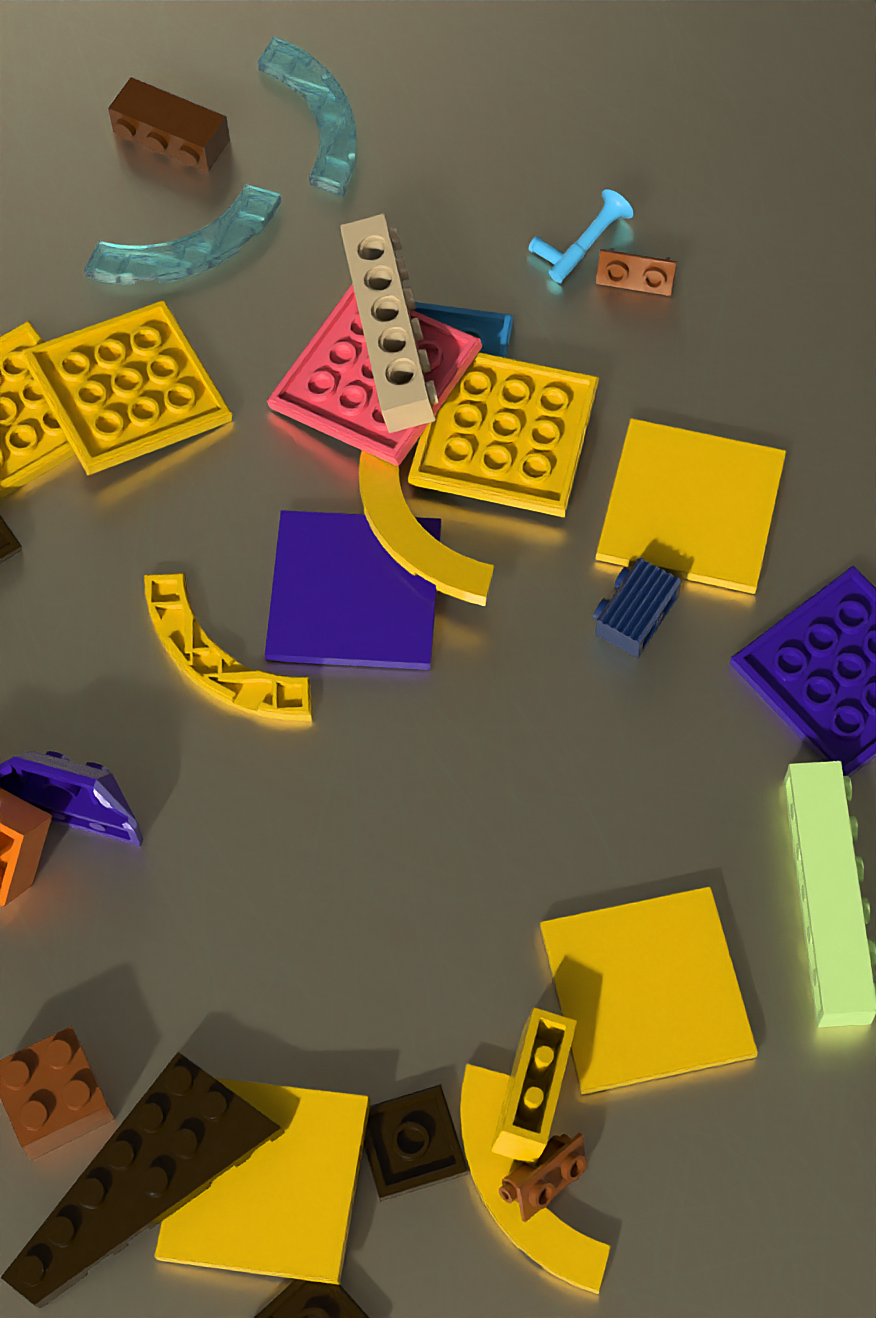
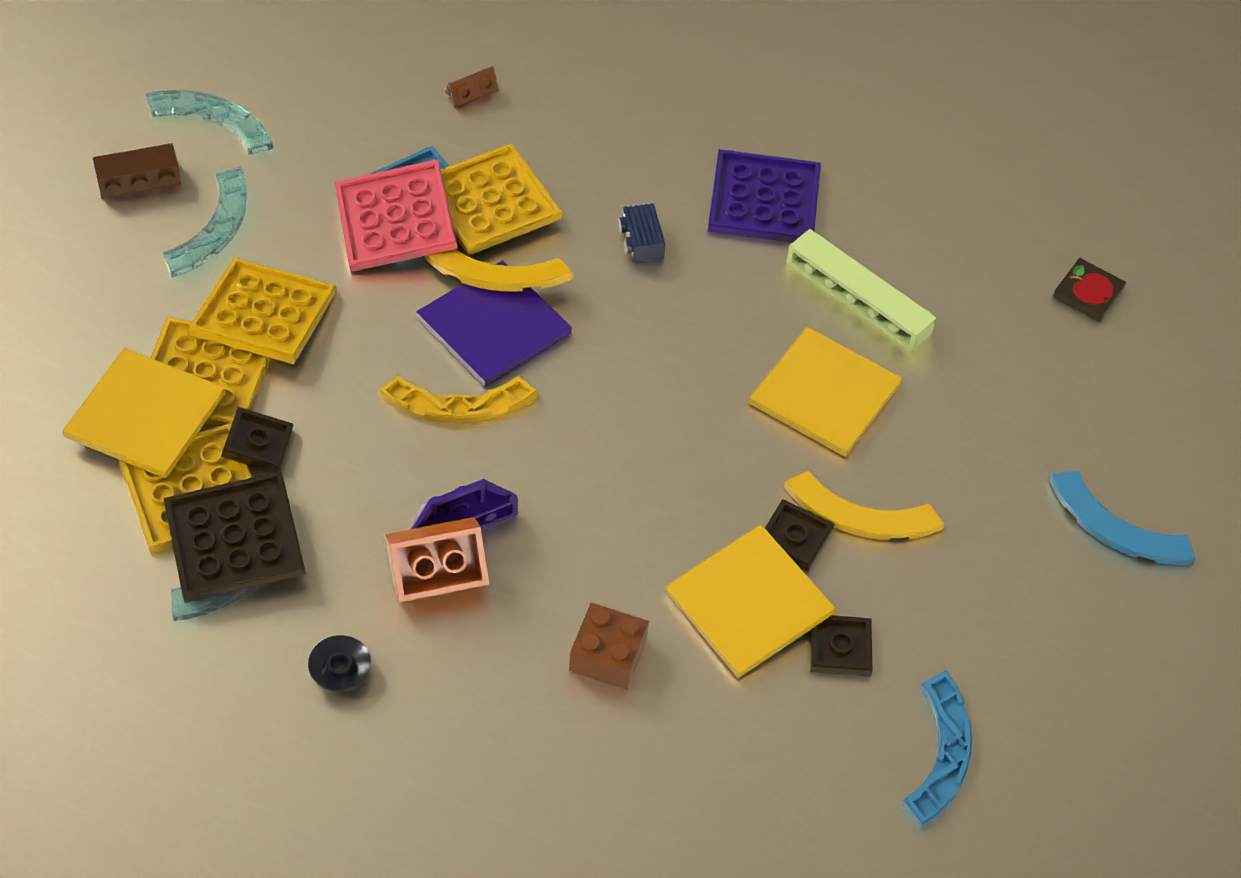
camera: 50 degrees left, 10 degrees down
(152, 1165) = (693, 634): dark brown wing -> none
(387, 323) = (383, 180): tan brick -> none
(534, 1086) = (830, 459): yellow brick -> none
(557, 1167) = (869, 494): dark orange hinge -> none
(614, 208) = (429, 62): medium azure piece -> none
(692, 505) = (614, 172): yellow tile -> none

